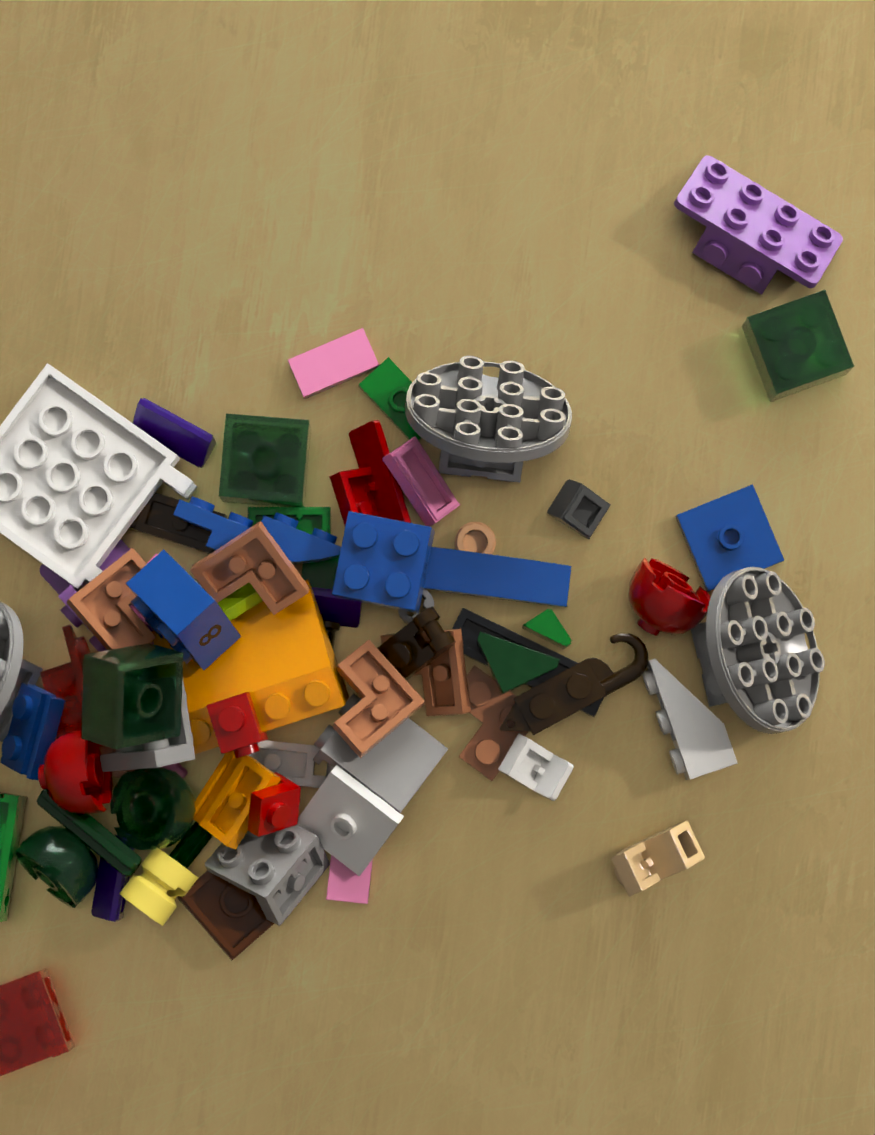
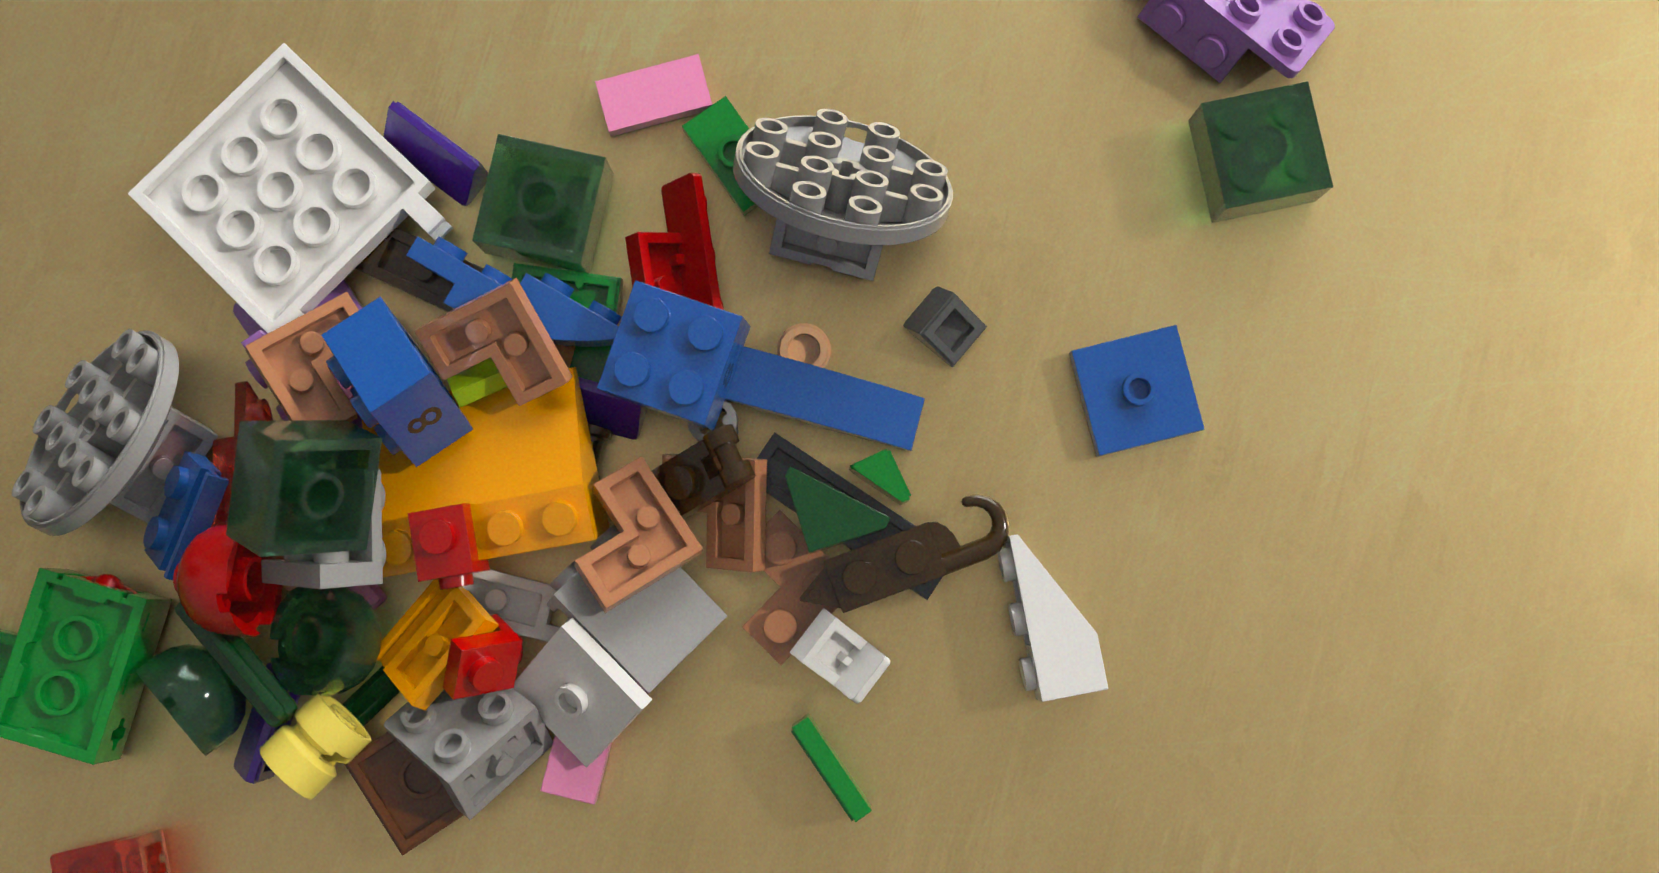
camera: 10 degrees right, 0 degrees up
(421, 481) = (743, 260): bright pink tile -> none
(540, 851) = (831, 768): none -> green tile
(657, 858) = (983, 799): tan brick -> none
(665, 599) = (1042, 459): red cylinder -> none
(758, 651) = (1153, 545): light grey bracket -> none

